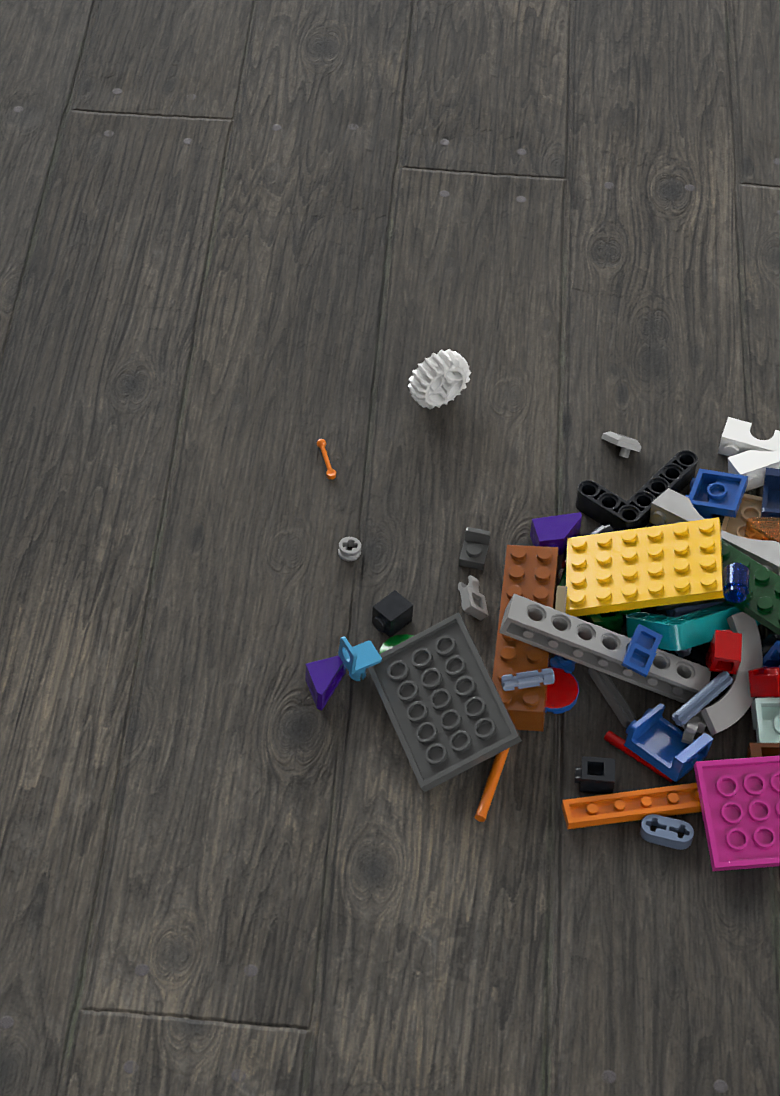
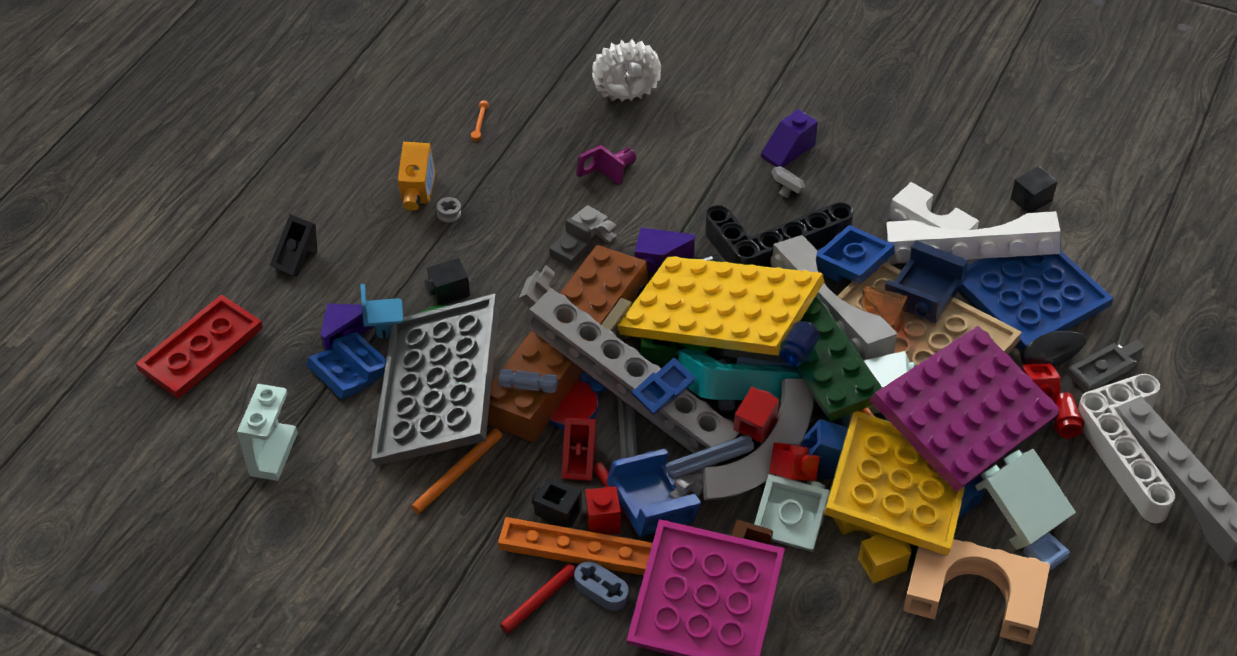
camera: 25 degrees right, 0 degrees up
(208, 735) = (199, 346): none -> red plate
(240, 620) = (296, 240): none -> black slope
(309, 525) = (413, 184): none -> light orange torso
(328, 789) = (262, 437): none -> light aqua panel
(348, 713) = (348, 365): none -> blue slope
(466, 468) = (608, 163): none -> magenta bracket
(484, 522) = (597, 223): none -> light grey plate
(587, 725) = (579, 448): none -> red slope
(605, 404) = (790, 139): none -> dark purple slope
(622, 858) = (537, 598): none -> red bar
(637, 770) = (603, 510): none -> red brick

